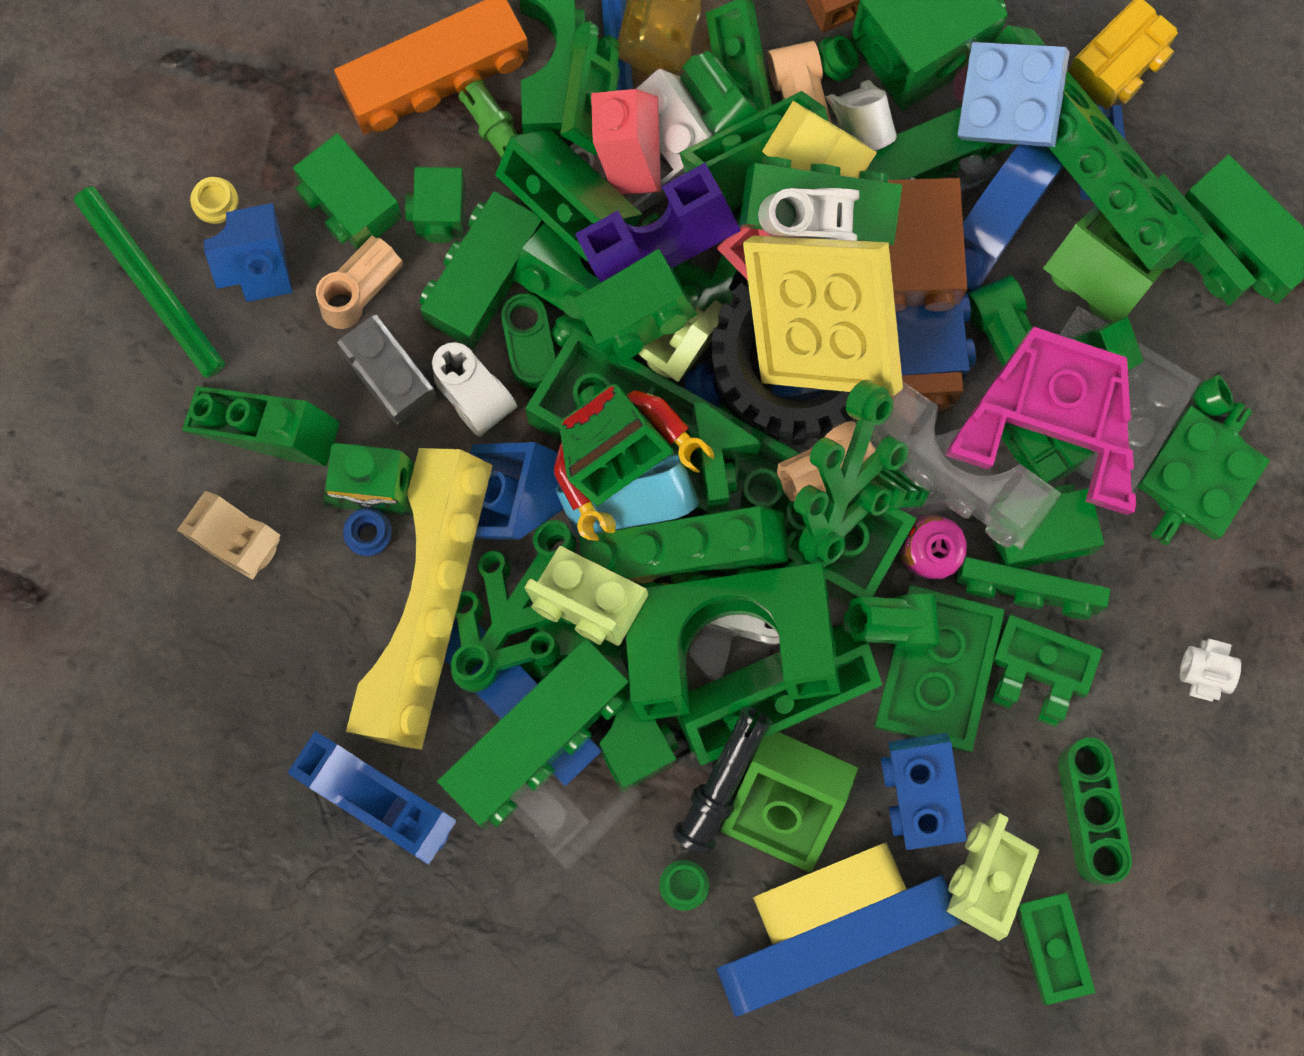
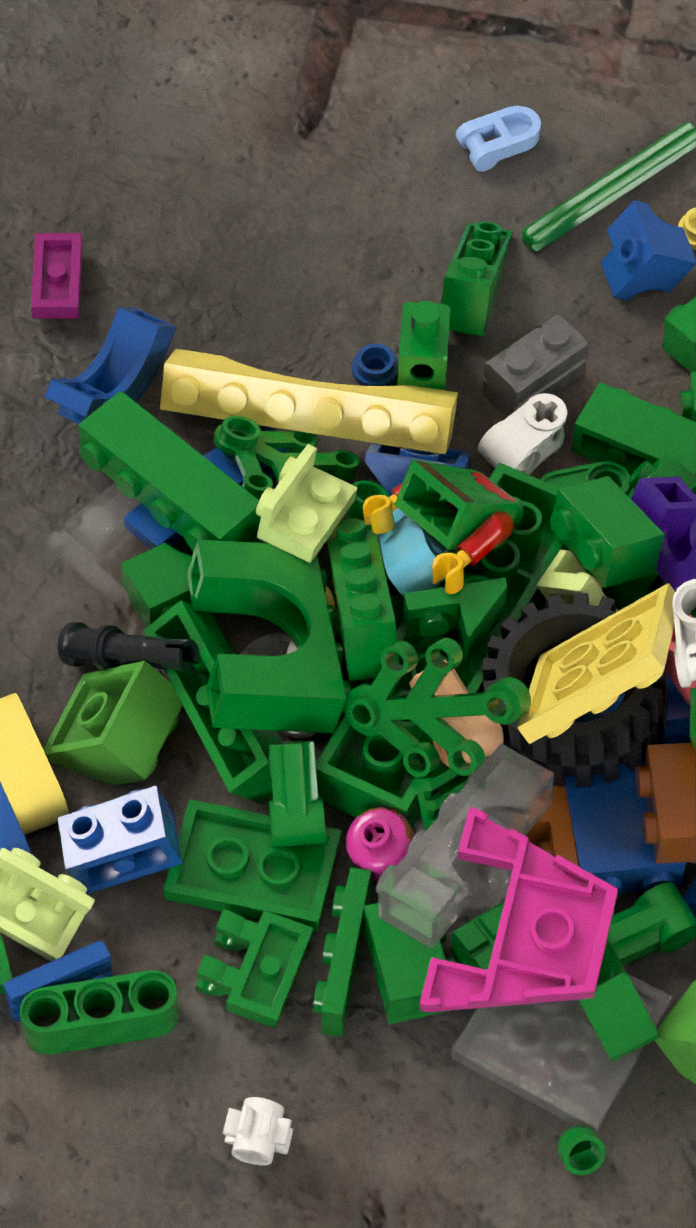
camera: 90 degrees right, 20 degrees down
(66, 372) = (514, 130): none -> light blue plate
(227, 861) = (56, 276): none -> magenta plate
(230, 534) = (363, 255): tan brick -> none
(358, 278) = (625, 340): light nougat piece -> none
(684, 885) = (29, 640): green plate -> none
(1062, 851) = (81, 965): none -> blue tile
(1202, 473) = (489, 1138): green plate -> none

